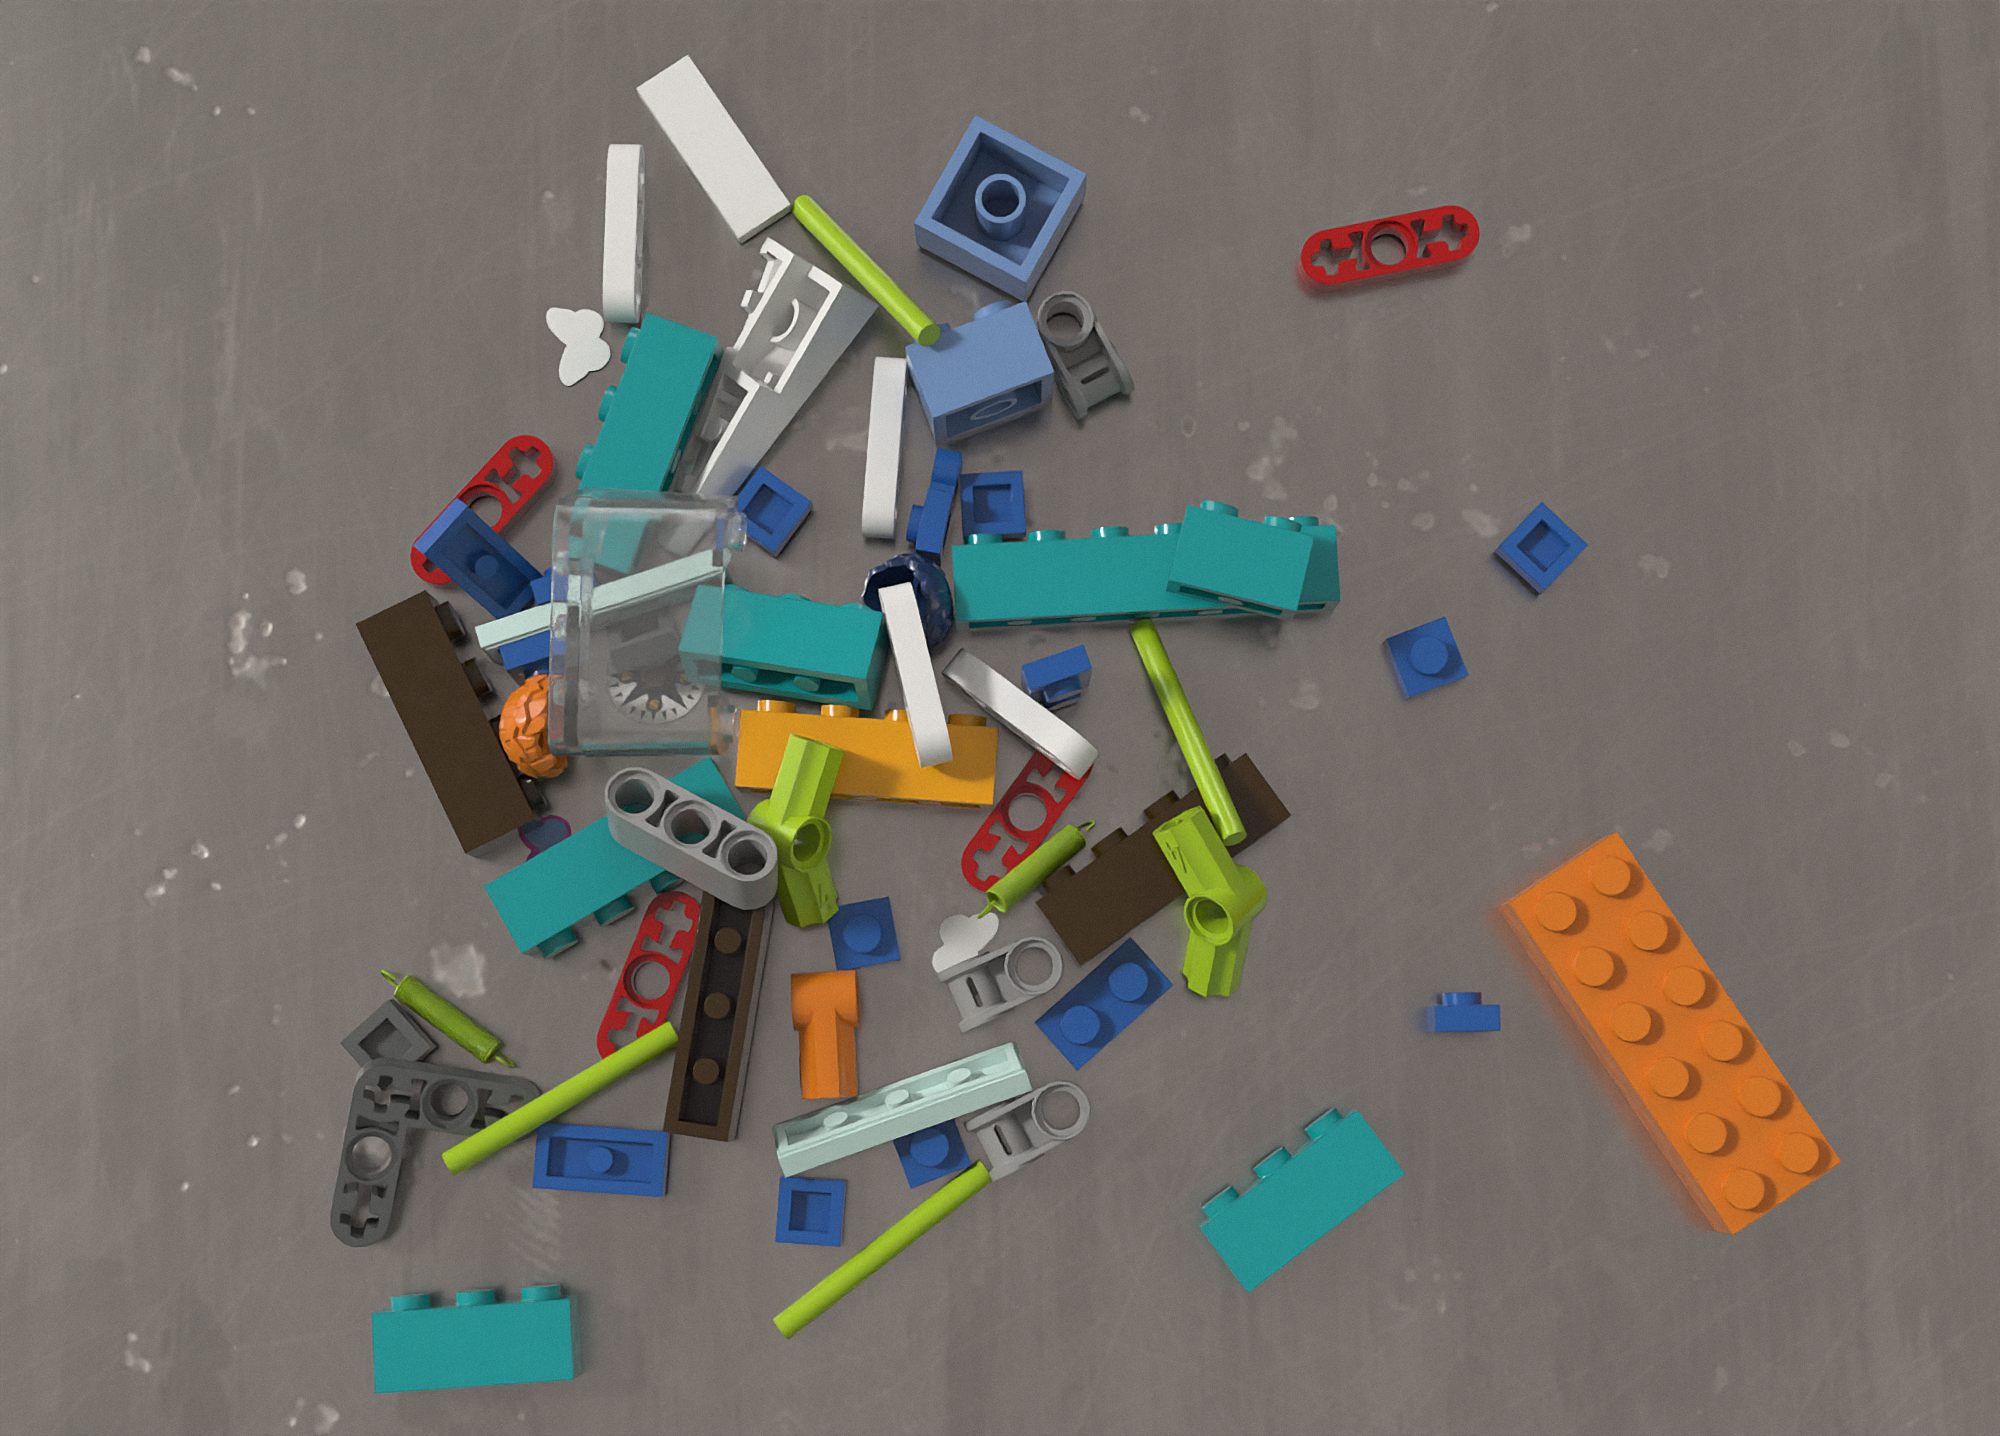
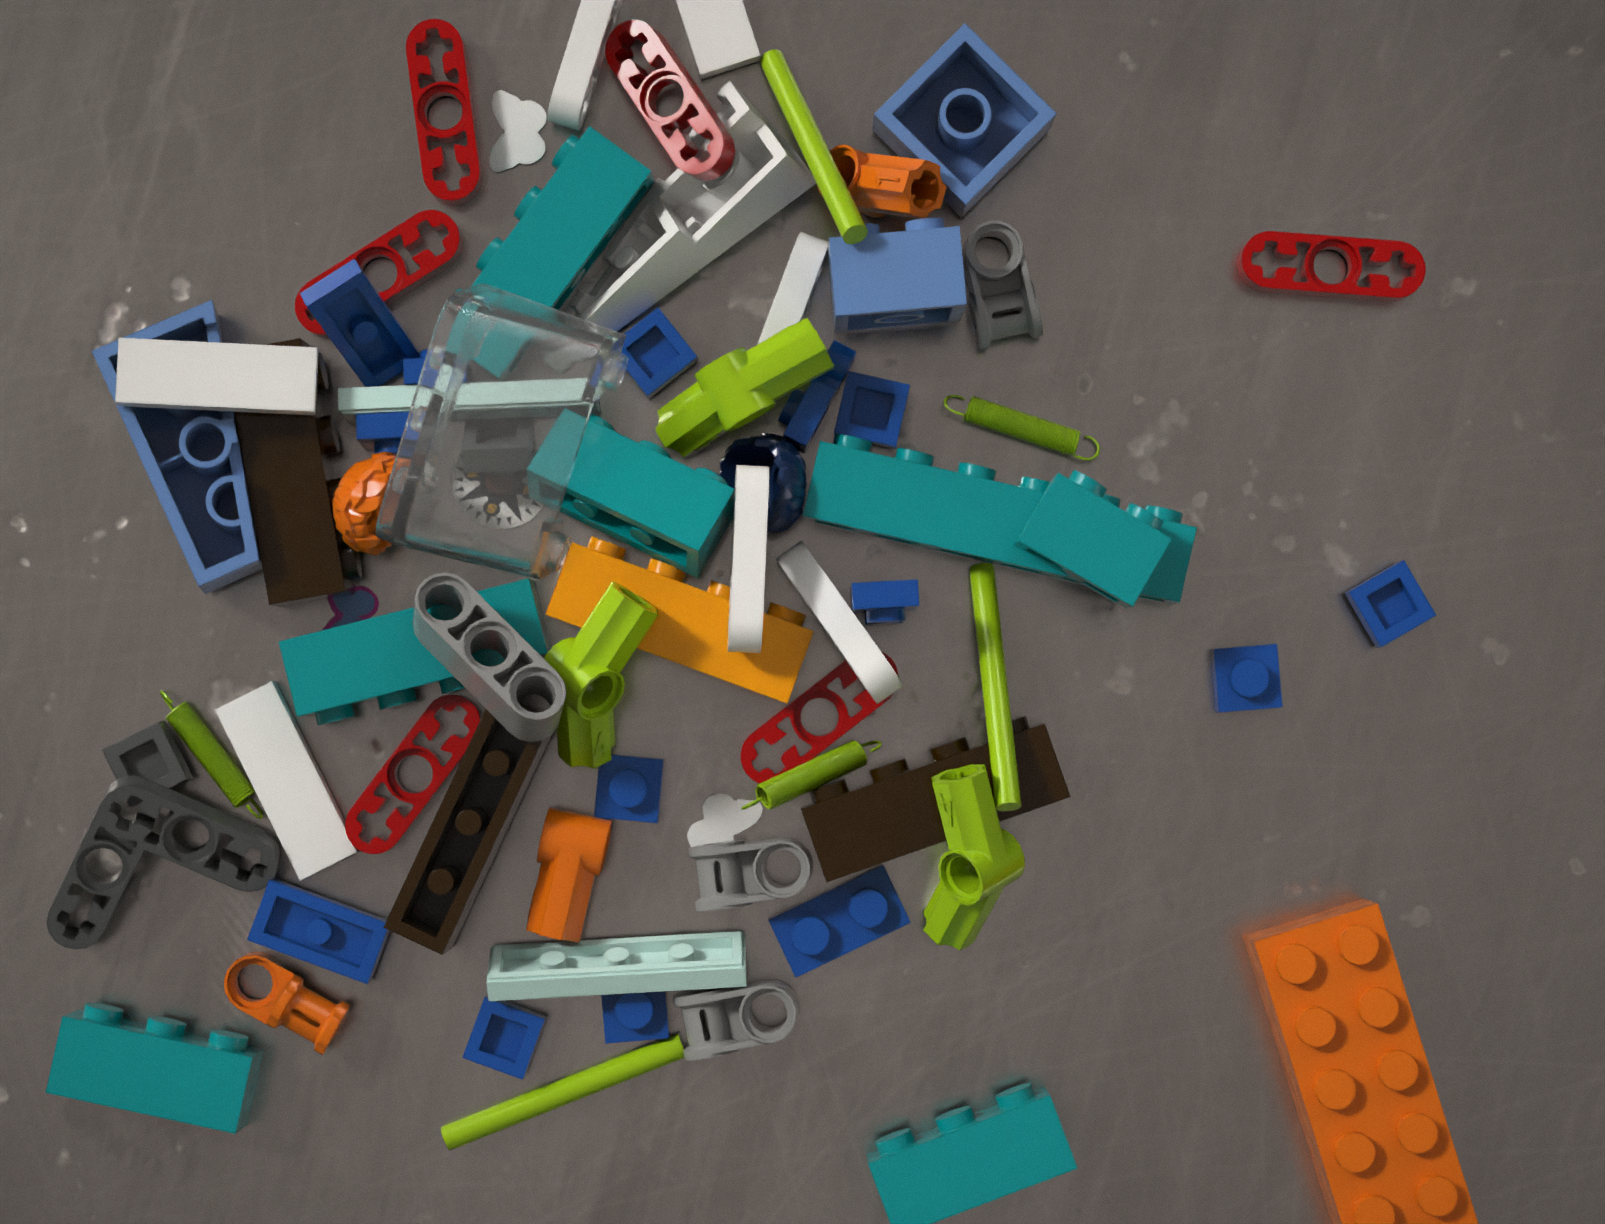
camera: 15 degrees right, 5 degrees up
(334, 706) = (194, 464): none -> medium blue wedge
(354, 646) = (216, 376): none -> white tile
(472, 309) = (454, 64): none -> red beam
(521, 1013) = (286, 780): none -> white tile
(560, 1098) = (297, 864): lime bar -> none
(584, 1239) = (287, 1003): none -> orange connector
(741, 273) = (694, 111): none -> beam
(862, 516) = (742, 387): none -> lime piece
(949, 283) = (890, 183): none -> orange piece
(1141, 481) = (1022, 426): none -> lime piece
(1462, 1014) = (1178, 1031): blue plate -> none

